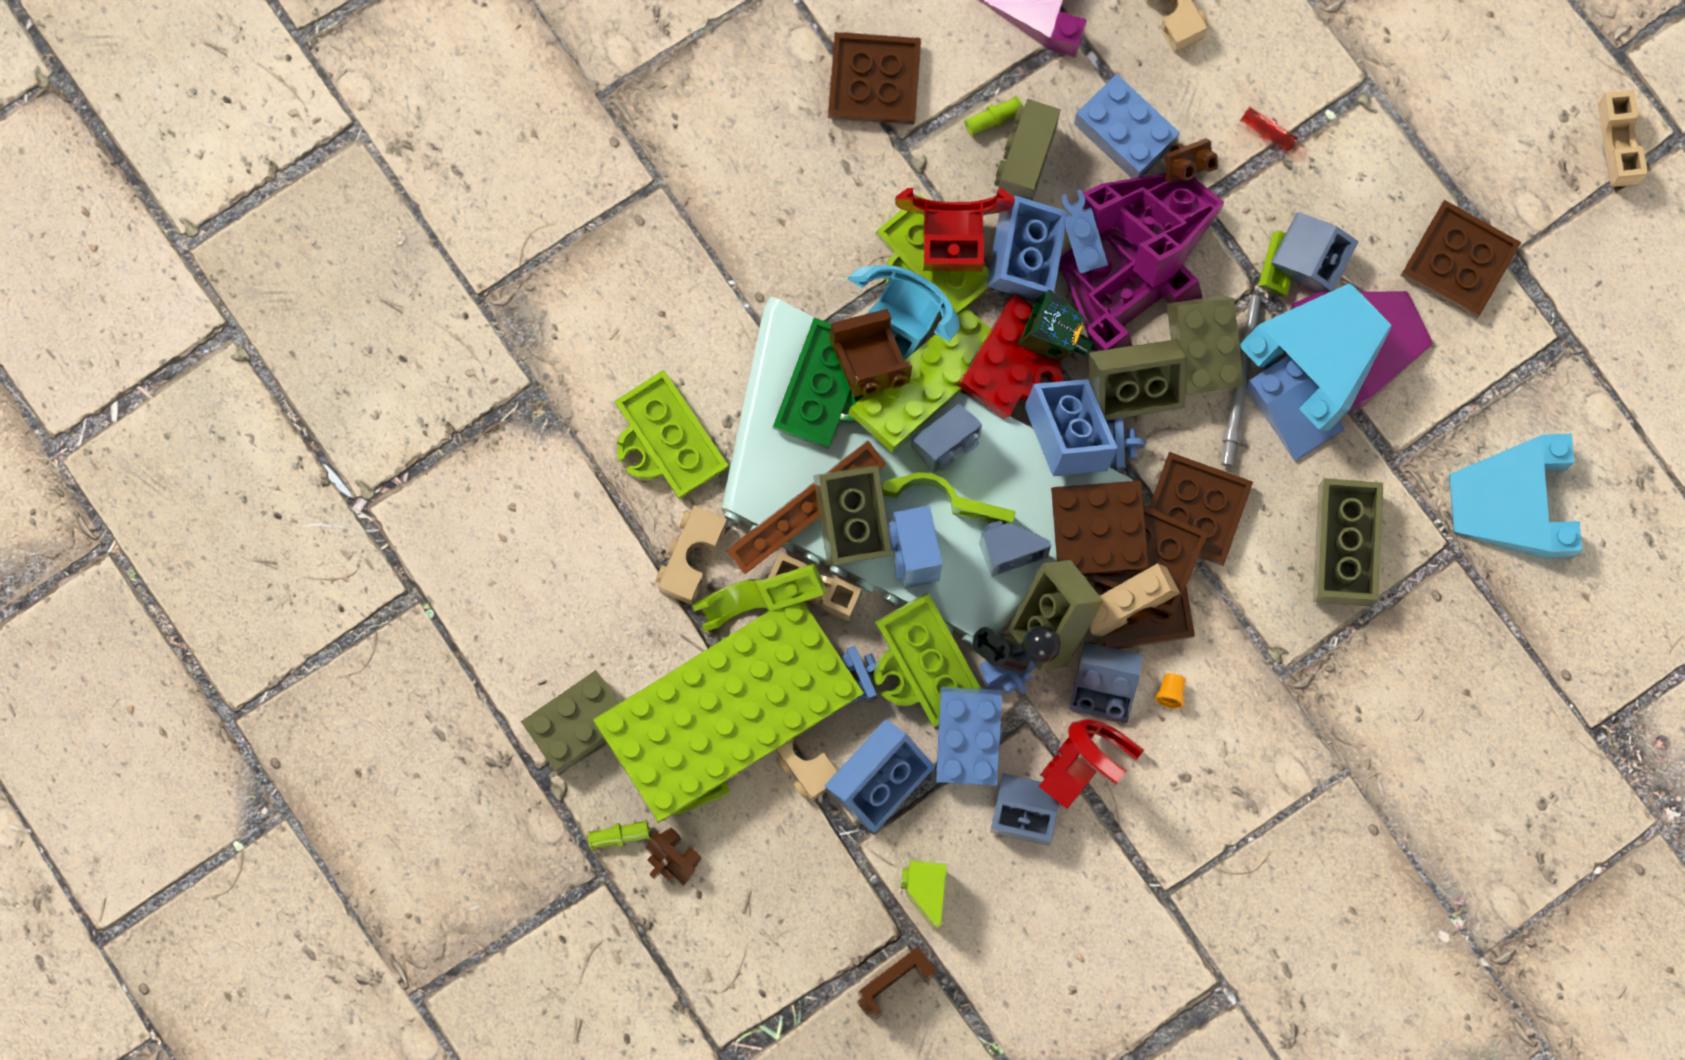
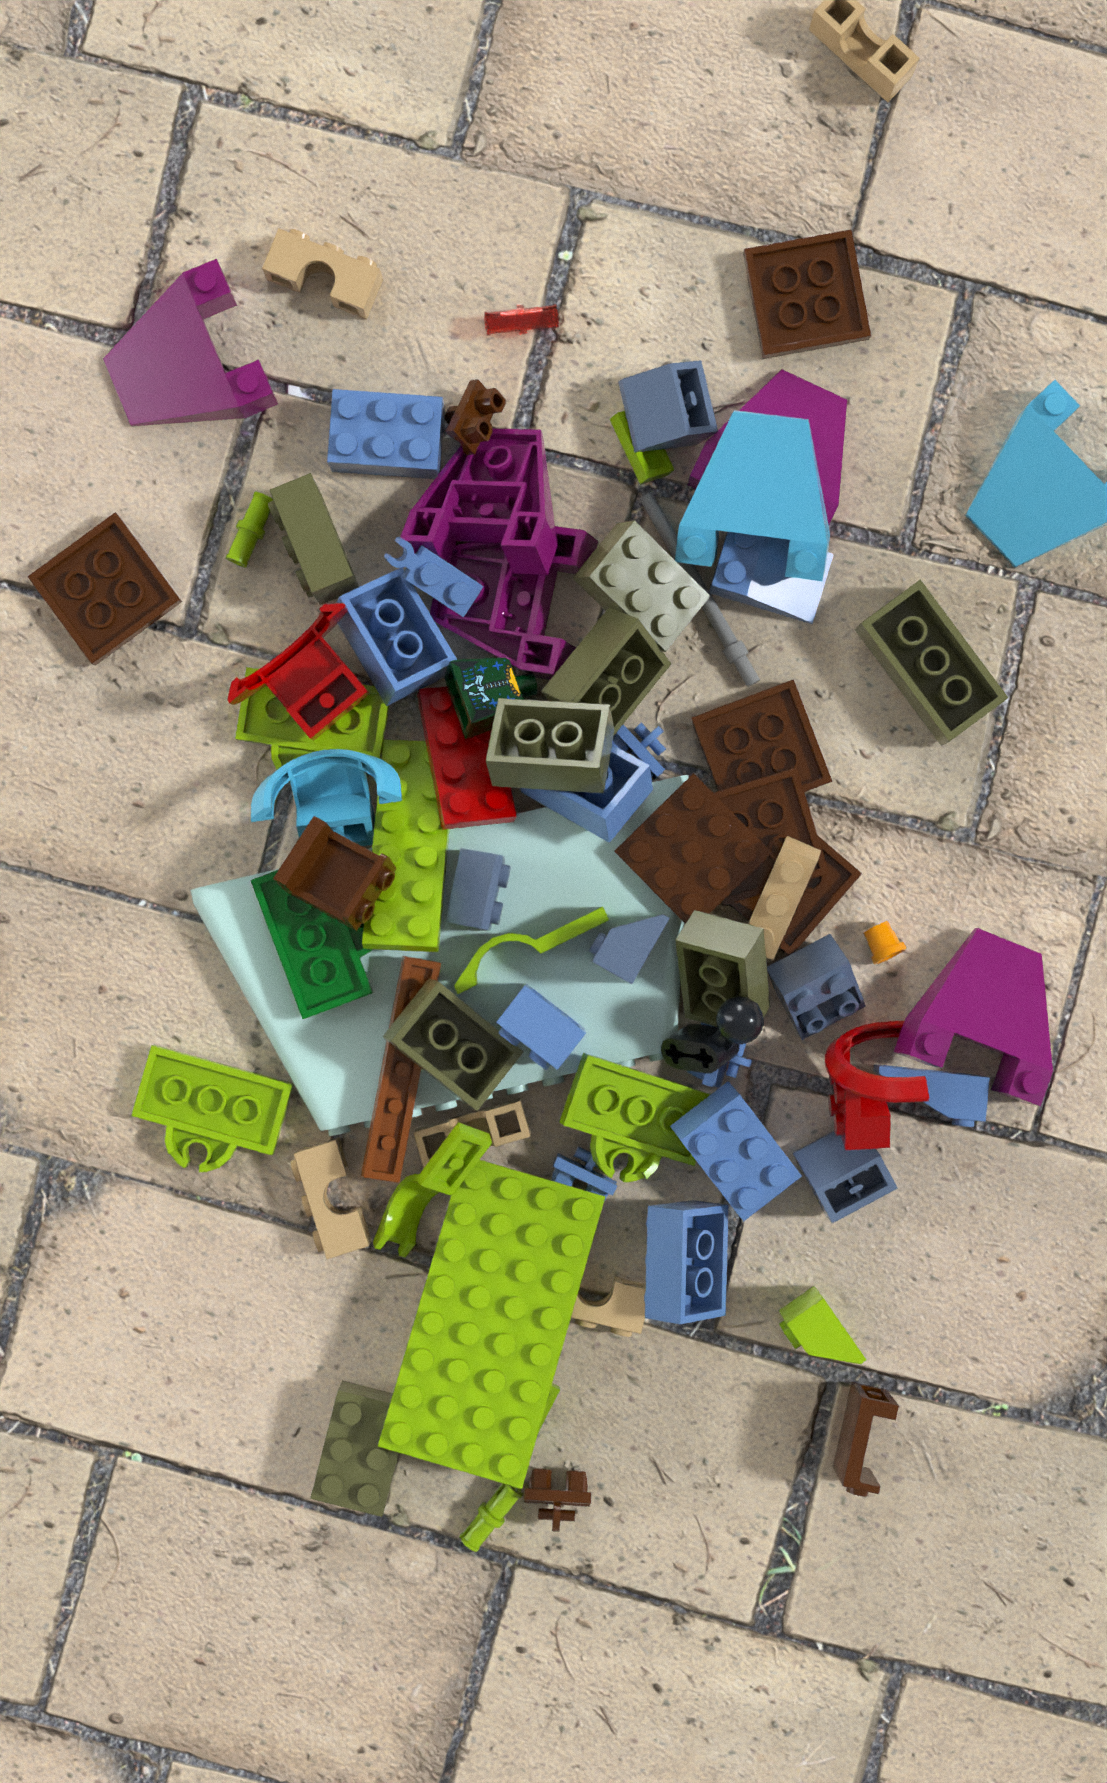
camera: 35 degrees left, 10 degrees up
(1067, 385) = (550, 745): none -> olive brick
(1132, 816) = (950, 1093): none -> medium blue slope
(1212, 782) = (994, 999): none -> magenta wedge

